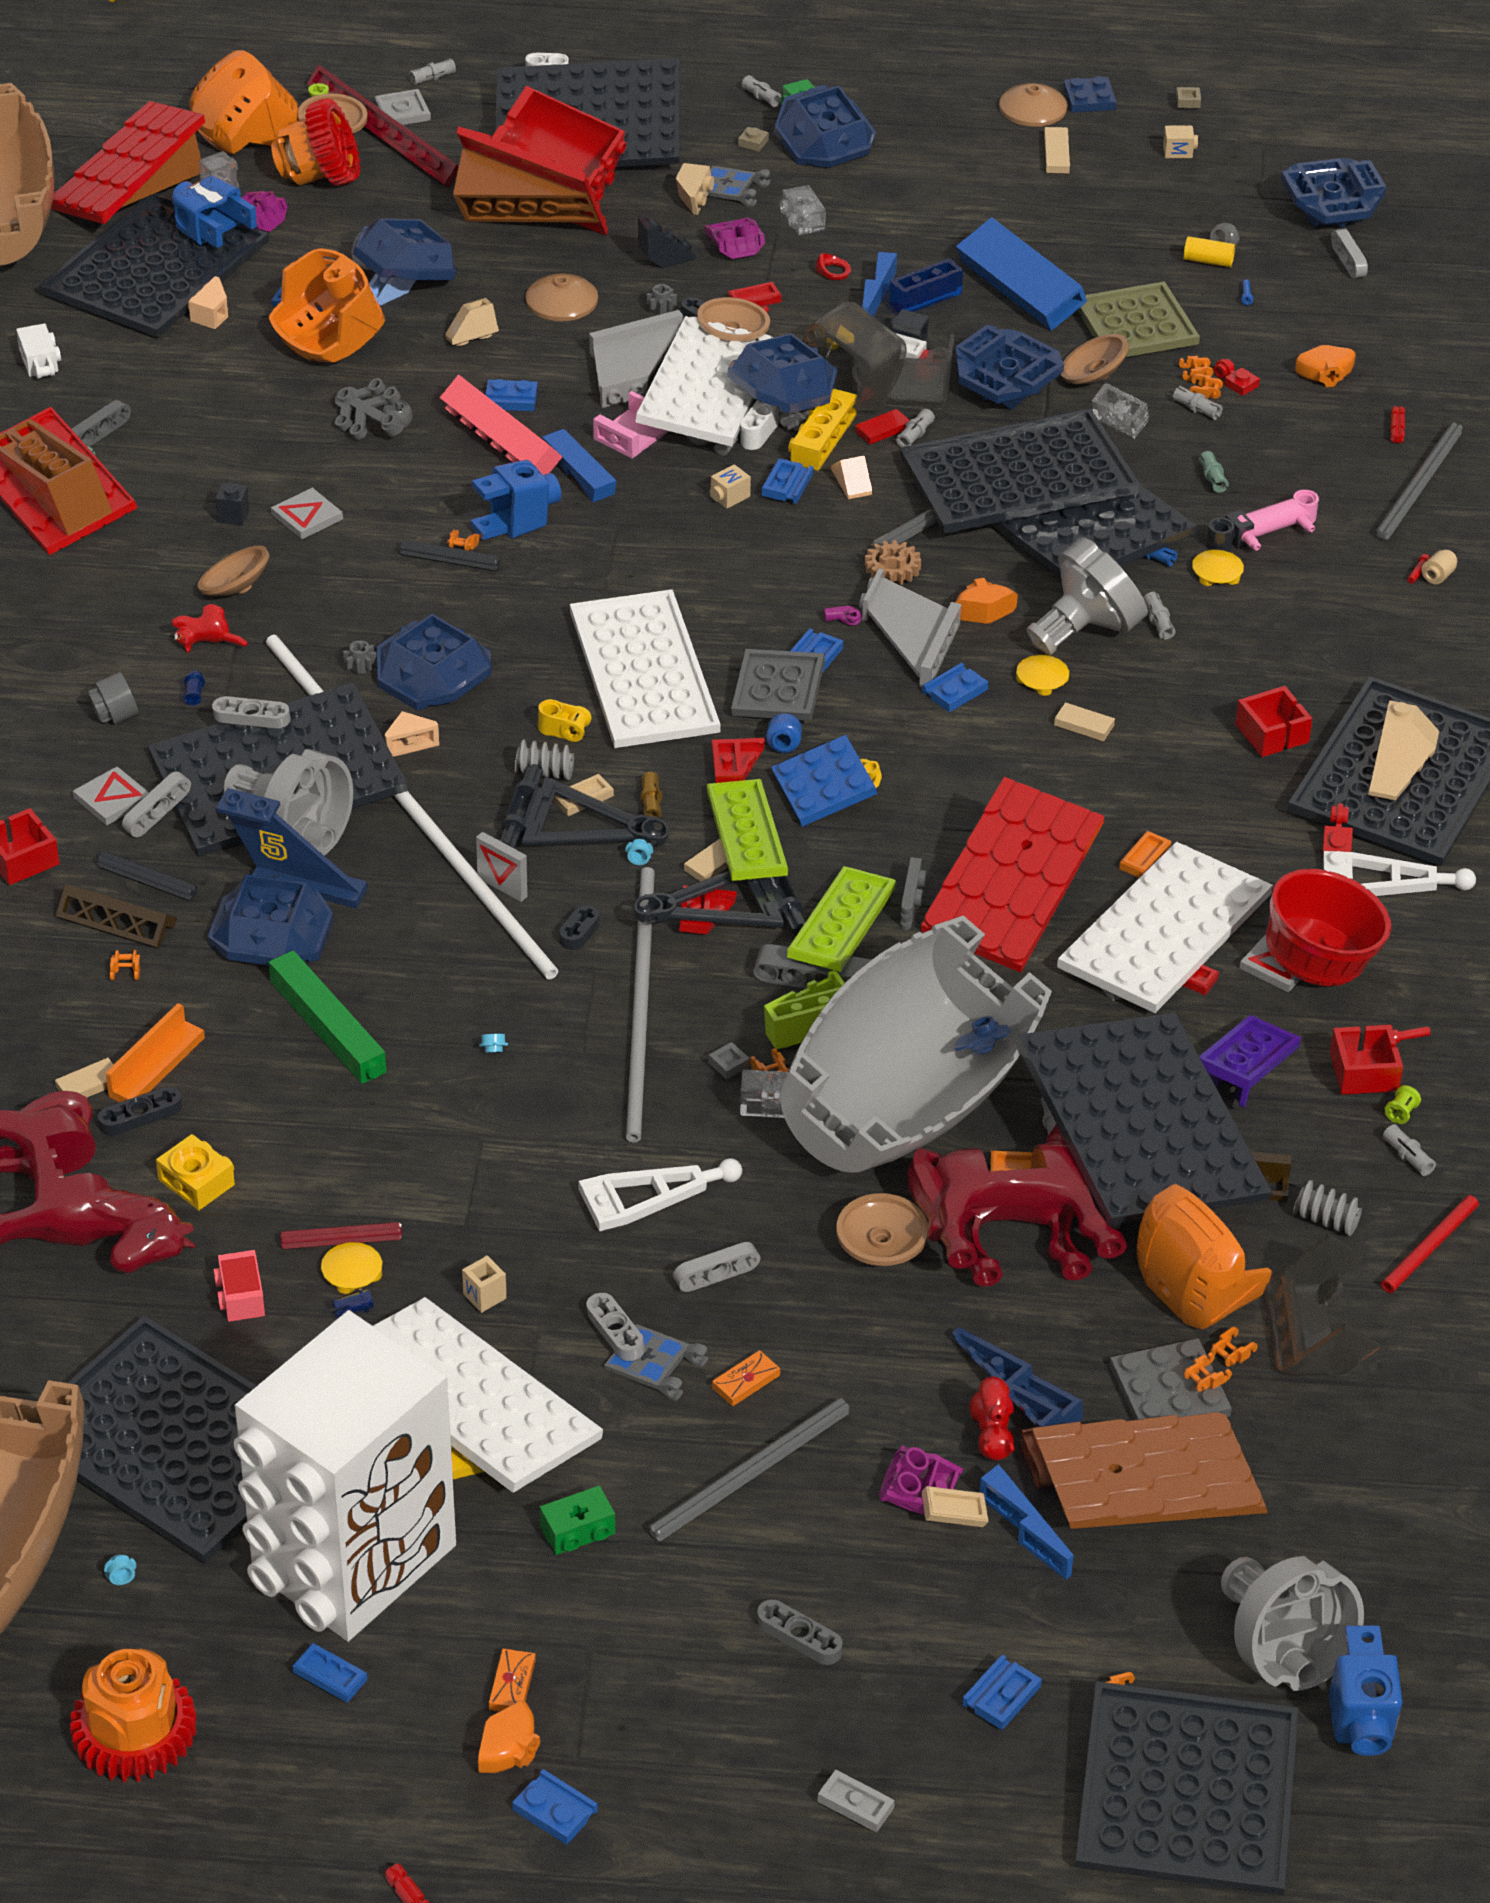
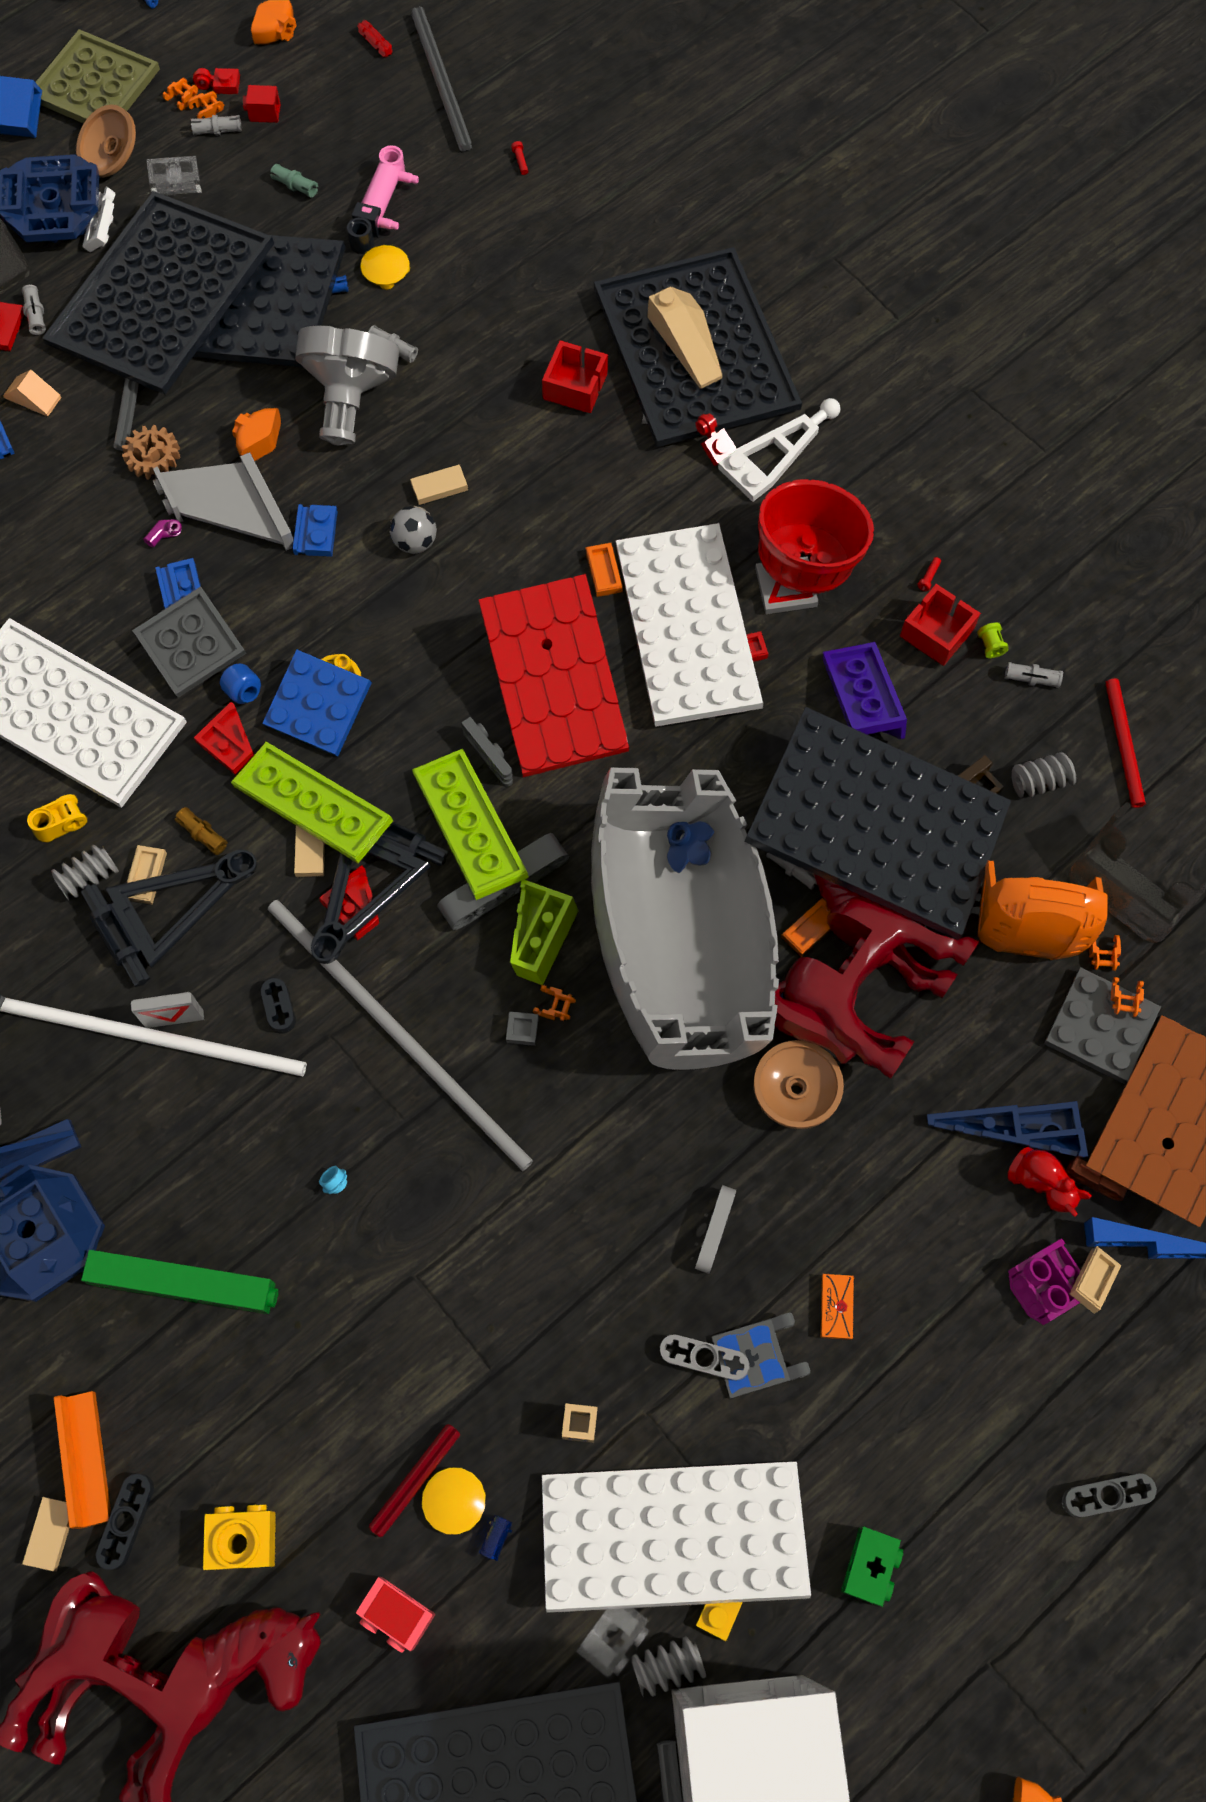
camera: 45 degrees left, 25 degrees up
(512, 1679) = (977, 1759): orange tile -> none
(609, 1211) = (572, 1248): white plate -> none
(639, 857) = (248, 892): medium azure plate -> none
(748, 1469) = (926, 1389): dark grey axle -> none
(761, 1093) = (587, 1032): clear brick -> none
(1024, 728) = (413, 529): none -> light grey piece
(1034, 405) = (97, 230): none -> white plate
(1042, 673) = (364, 464): yellow dish -> none
(1250, 410) = (262, 103): none -> red brick
(1439, 566) = (535, 145): tan brick -> none

